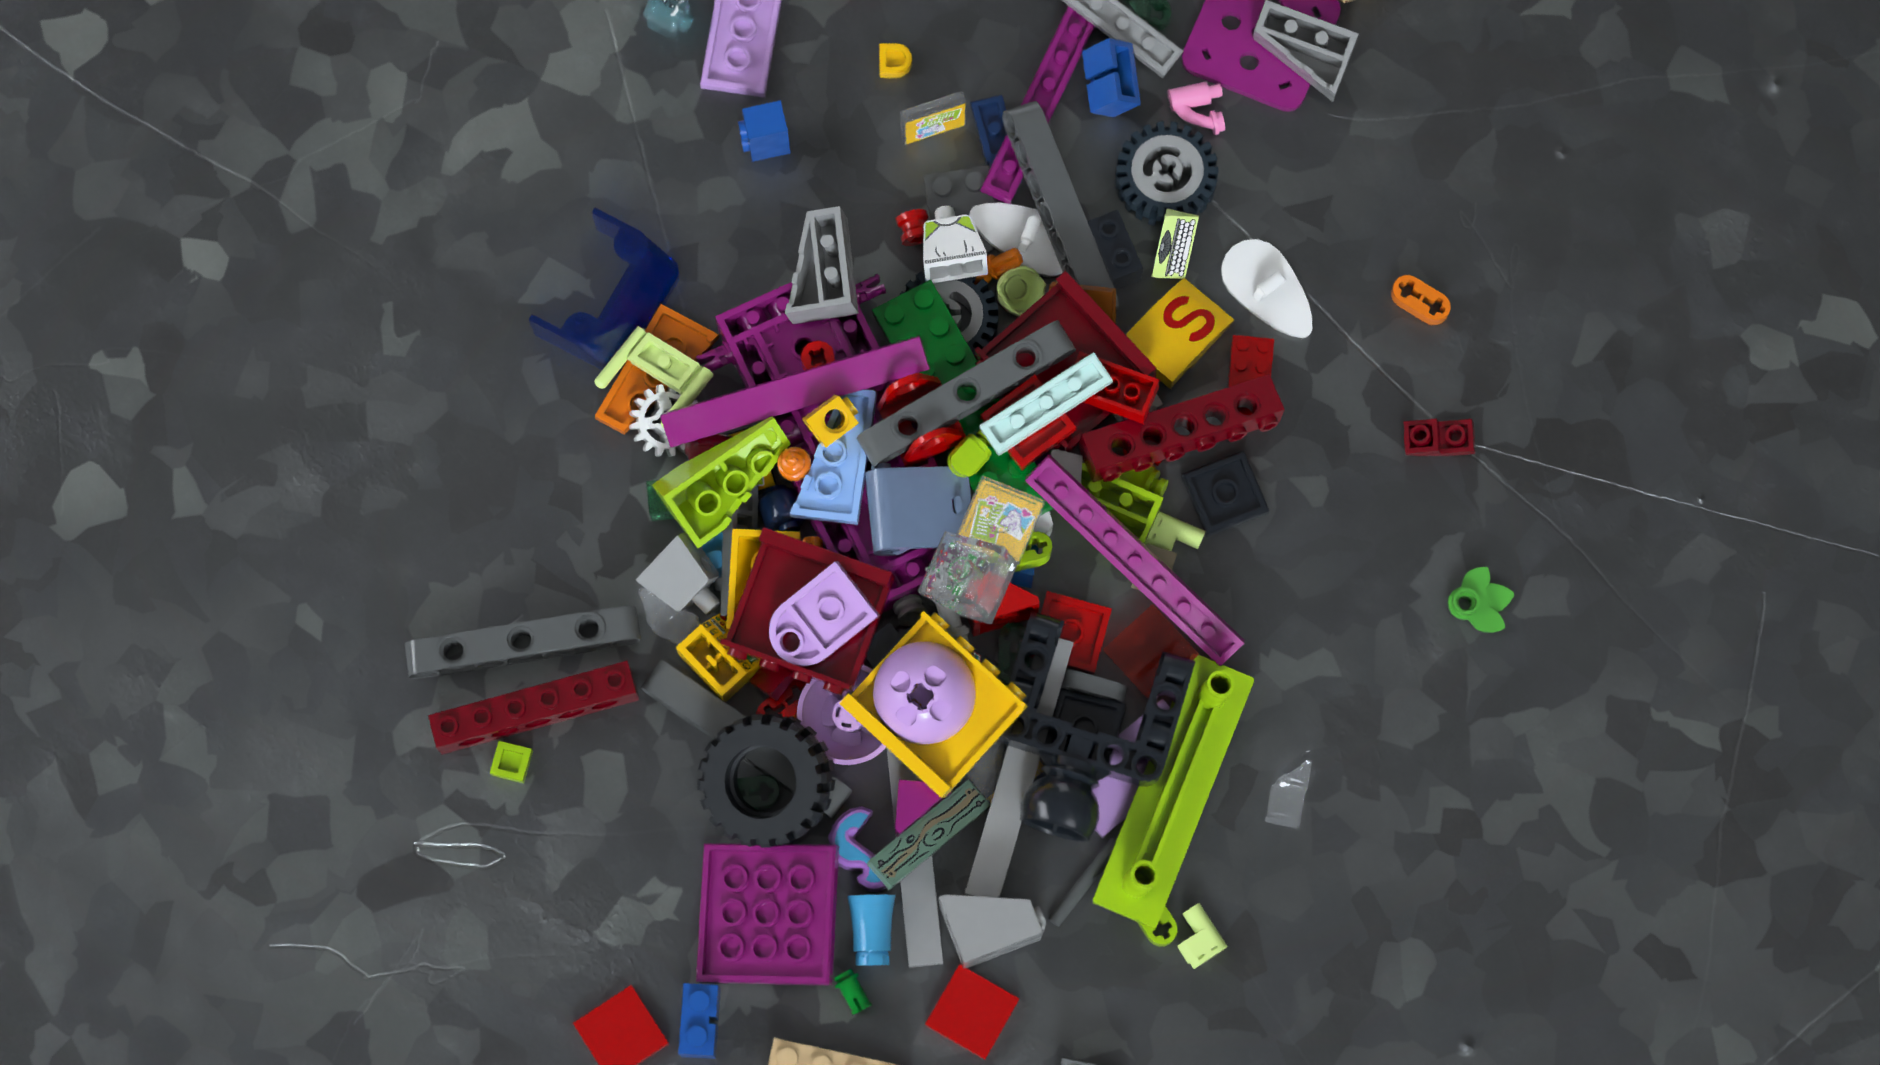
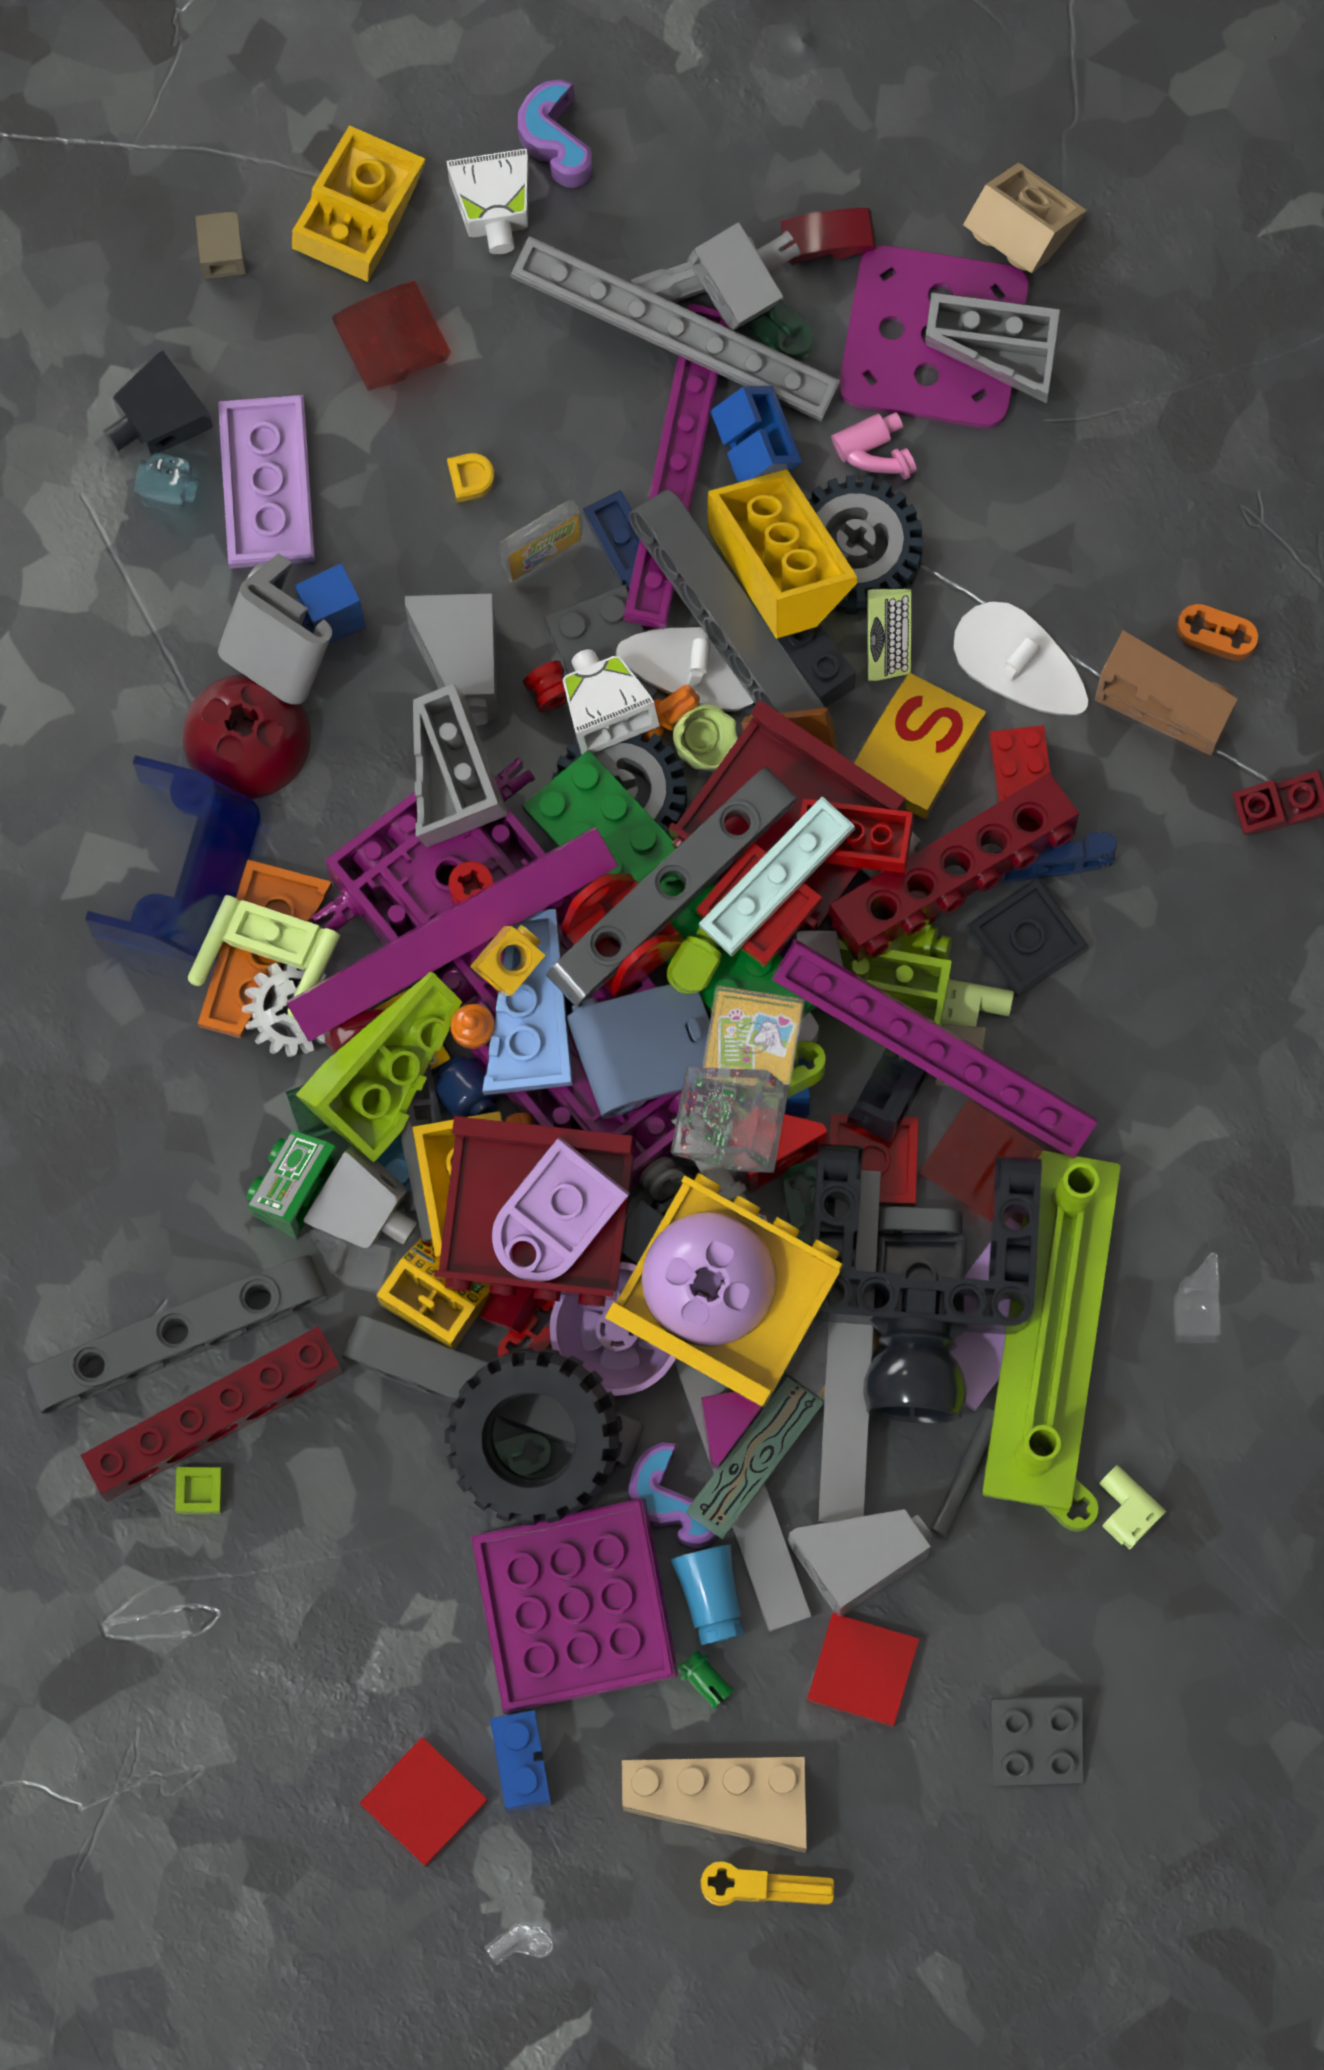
camera: 10 degrees left, 0 degrees up
(634, 549) = (292, 1182): none -> green slope
(687, 228) = (252, 756): none -> dark red piece
(713, 142) = (267, 635): none -> light grey piece
(855, 182) = (459, 646): none -> light grey slope
(1092, 587) = (887, 1096): none -> black hinge
(1107, 165) = (779, 551): none -> yellow slope
(1269, 442) = (1071, 858): none -> dark blue hinge
(1370, 336) = (1164, 694): none -> medium nougat wedge

